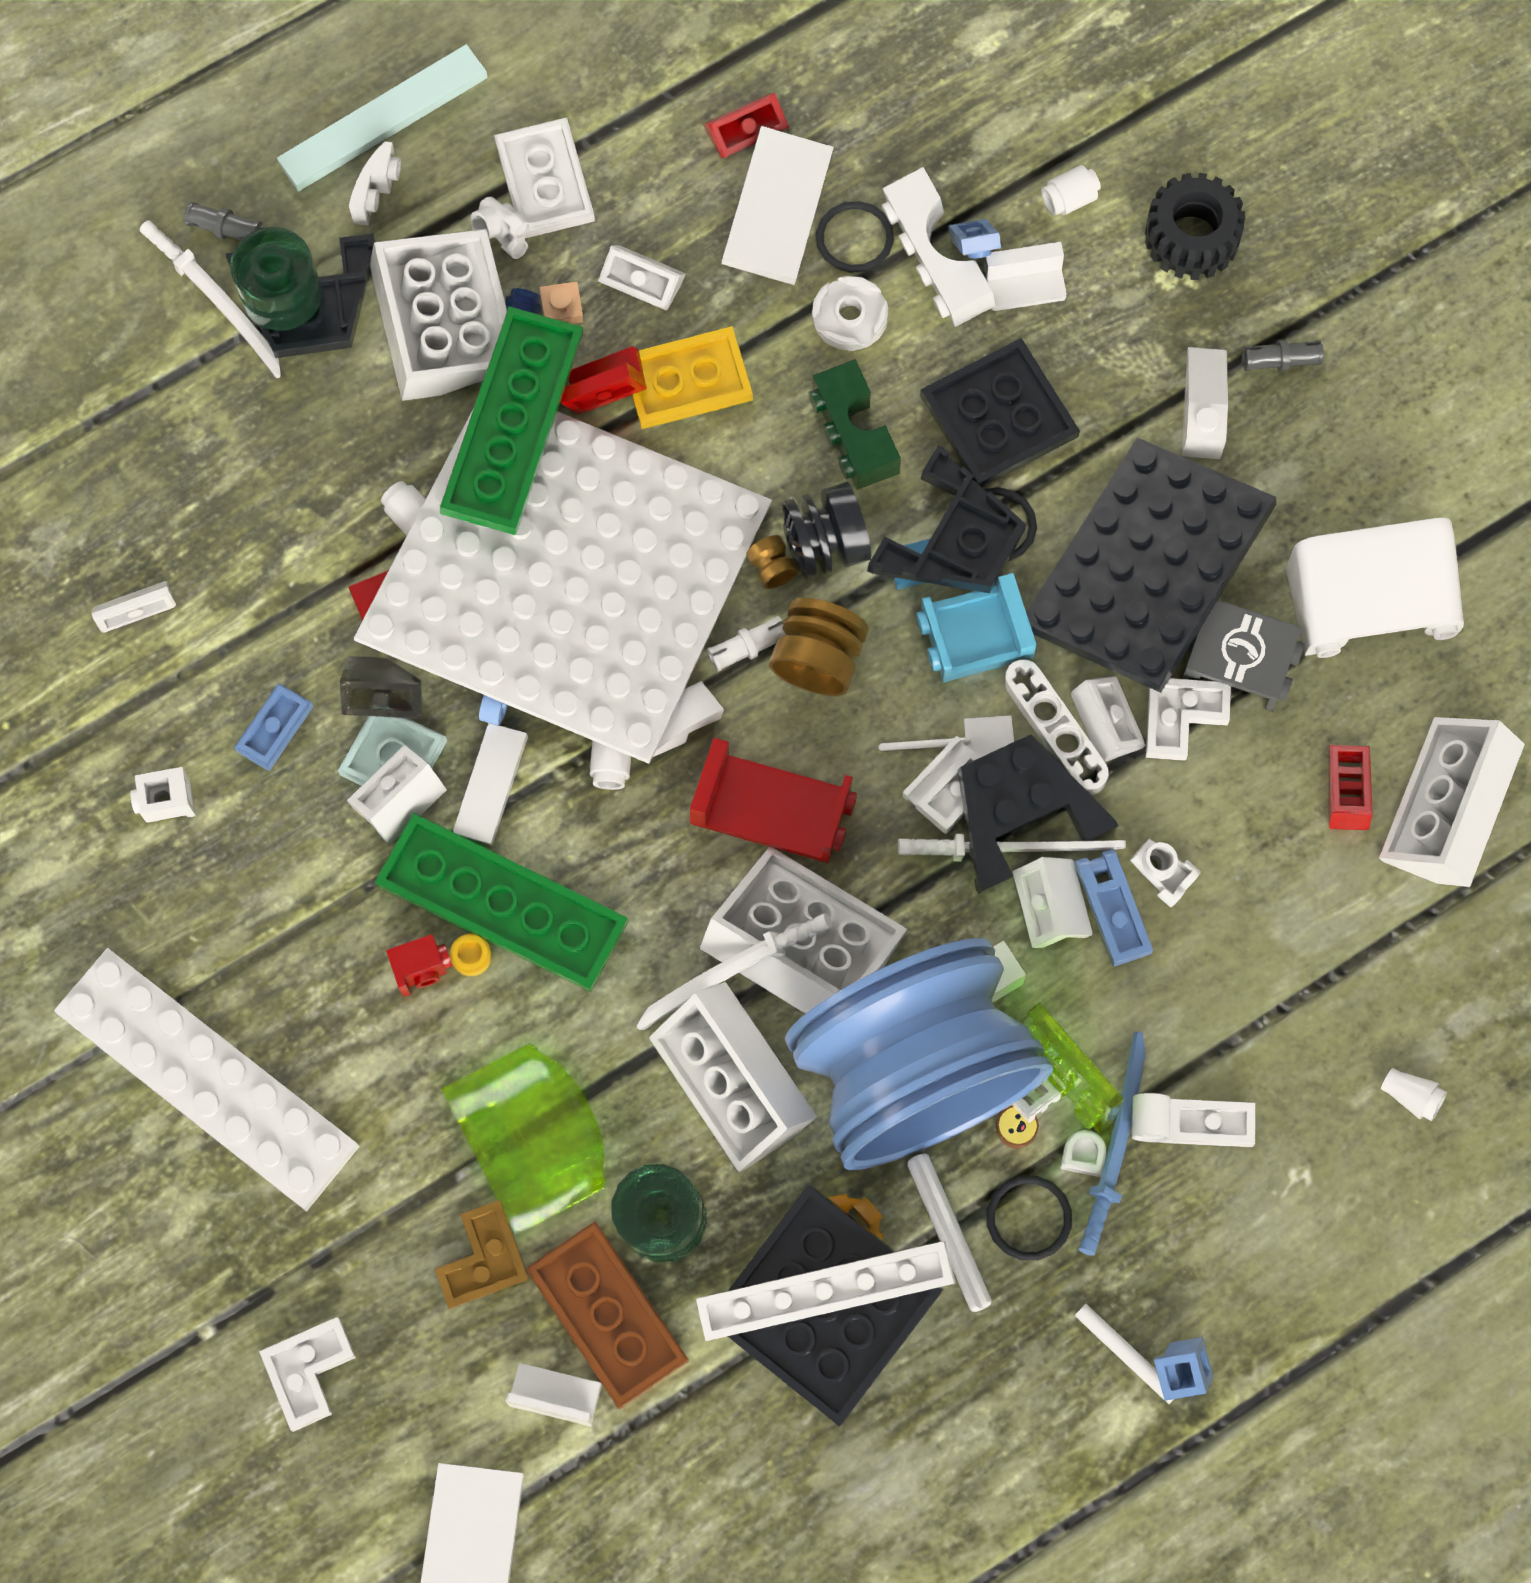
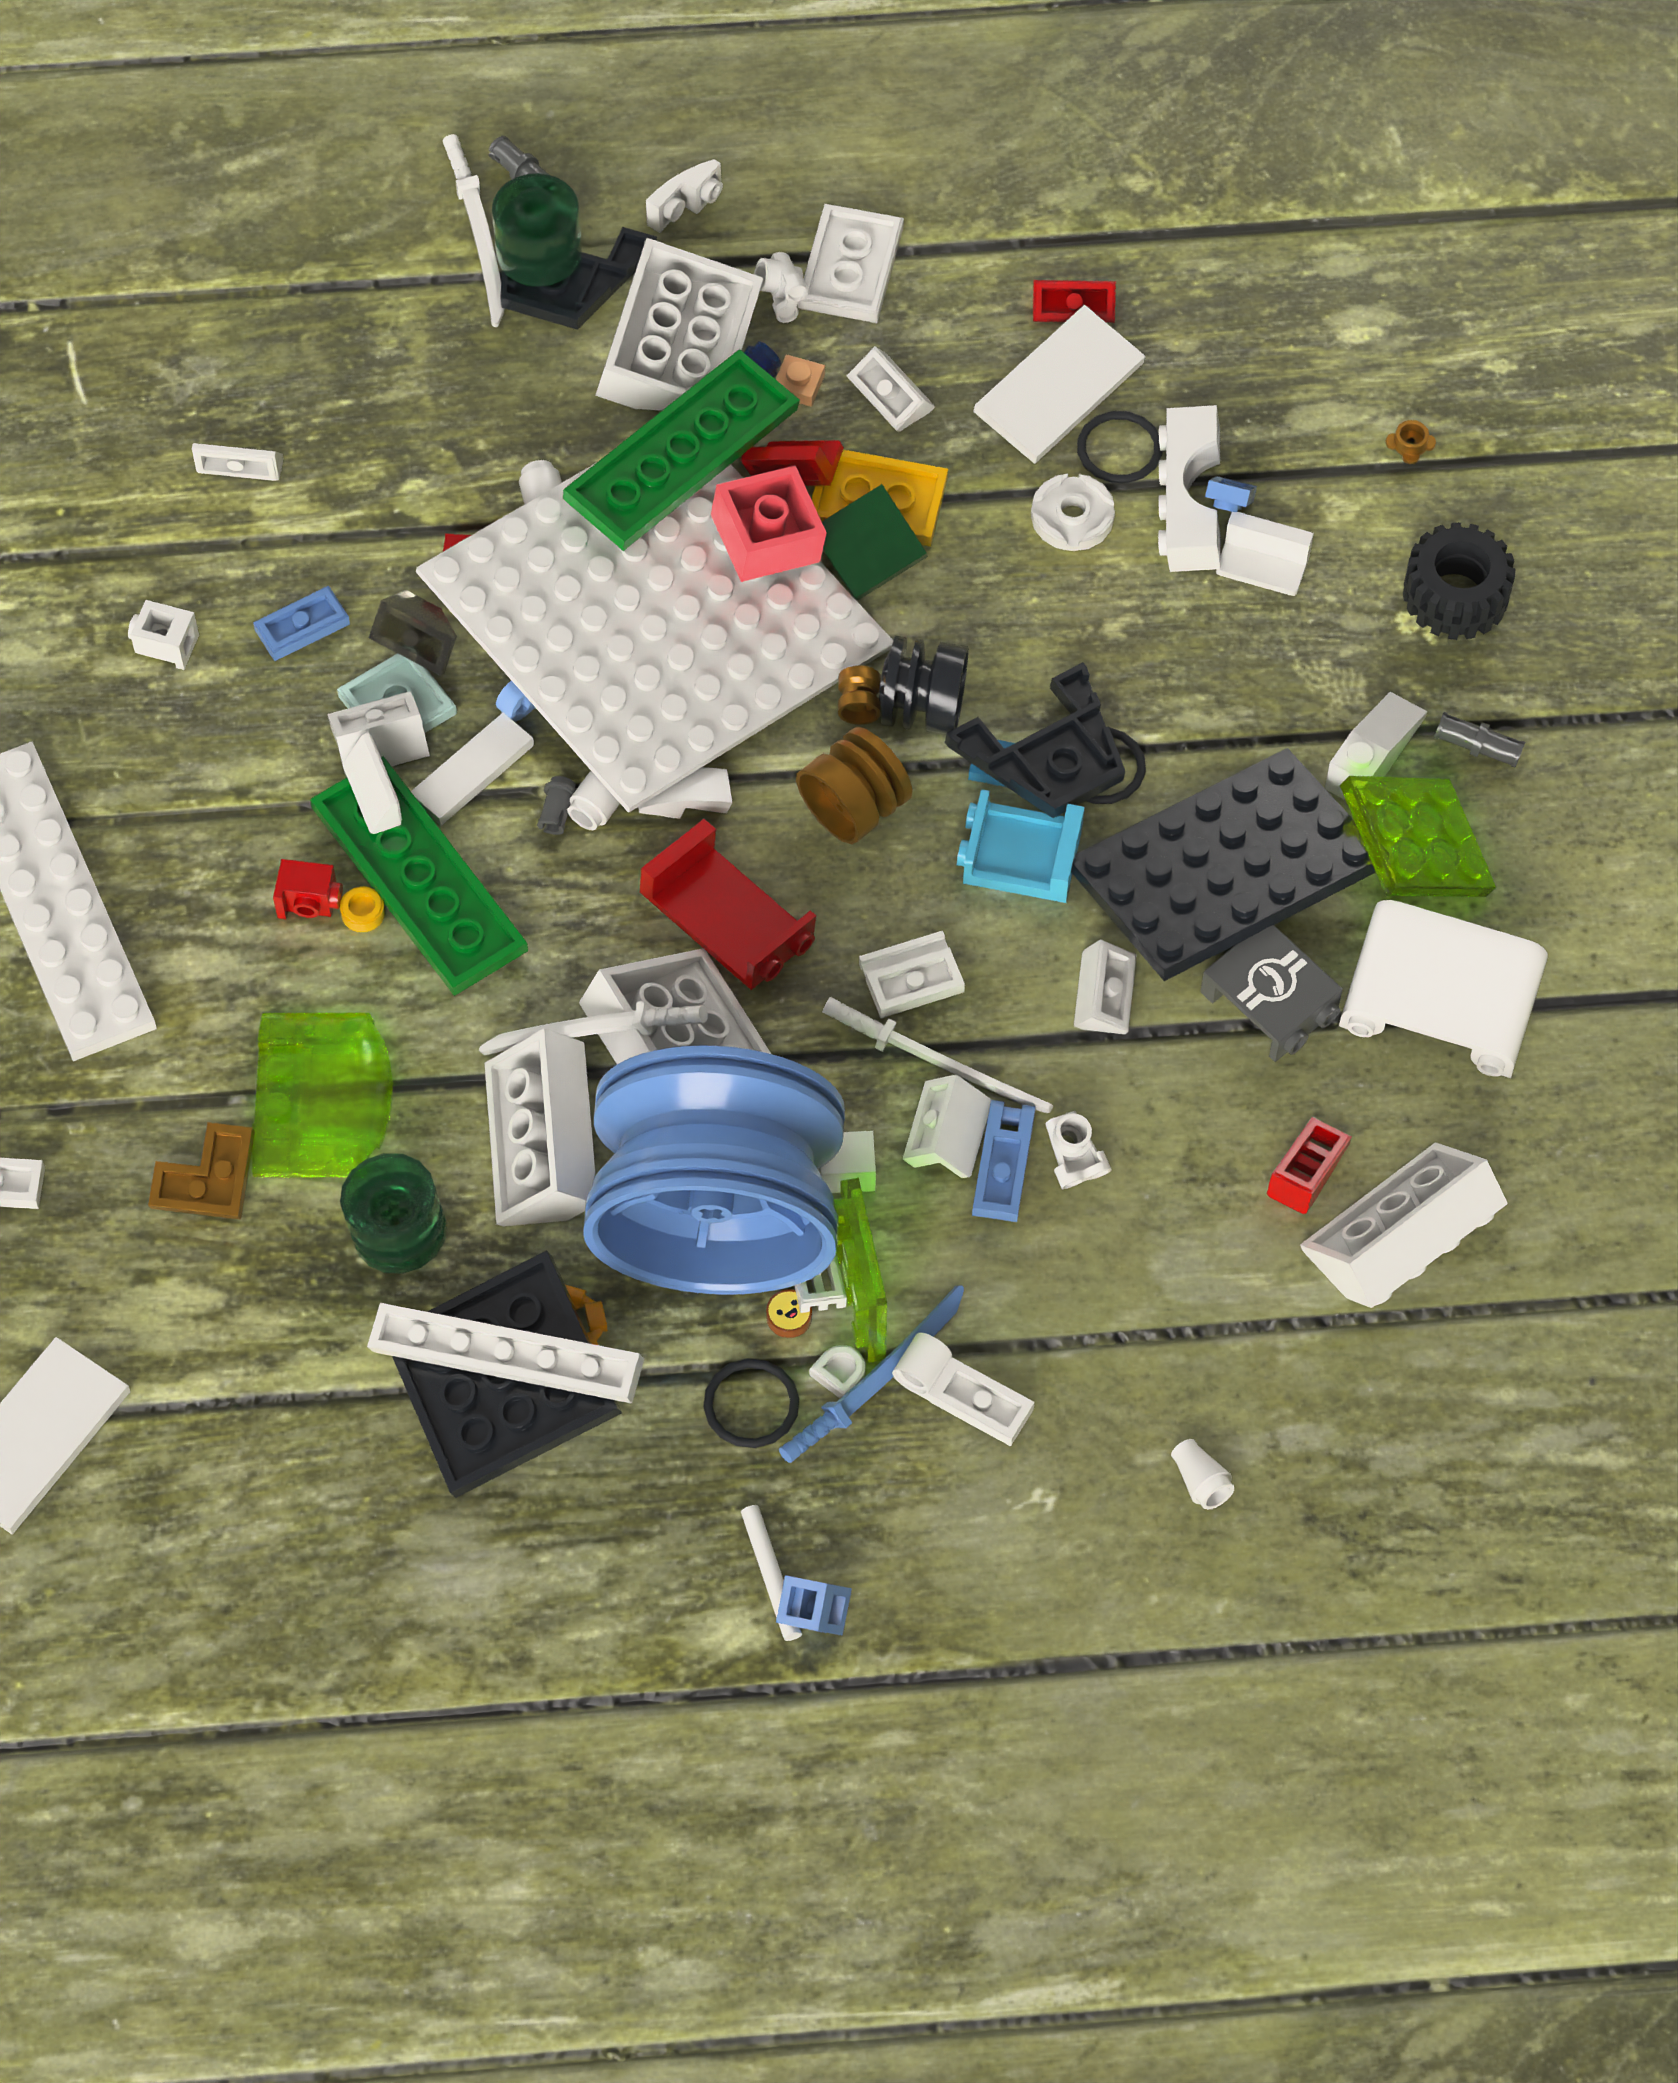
camera: 25 degrees right, 10 degrees down
(382, 117) = (730, 143): light aqua tile -> none
(423, 847) = (372, 786): none -> white slope
(554, 1394) = (200, 1333): white panel -> none
(579, 782) = (556, 804): none -> dark grey pin
(607, 1315) = (293, 1289): dark orange tile -> none
(622, 452) = (768, 523): none -> coral brick
(705, 424) = (870, 543): none -> dark green tile
(746, 644) = (783, 757): white pin -> none
(865, 454) = (1016, 581): dark green arch -> none
(949, 1231) = (664, 1376): white axle -> none
(981, 734) = (975, 952): white piece -> none
(999, 413) = (1163, 664): black plate -> none
(1013, 790) = (968, 1004): black wing -> none
(1061, 724) = (1047, 972): white beam -> none
(1071, 190) = (1356, 496): white brick -> none
(1085, 110) = (1411, 431): none -> pearl gold plate
(1177, 706) = (1176, 1007): white plate -> none
(1286, 466) = (1417, 836): none -> clear neon green plate

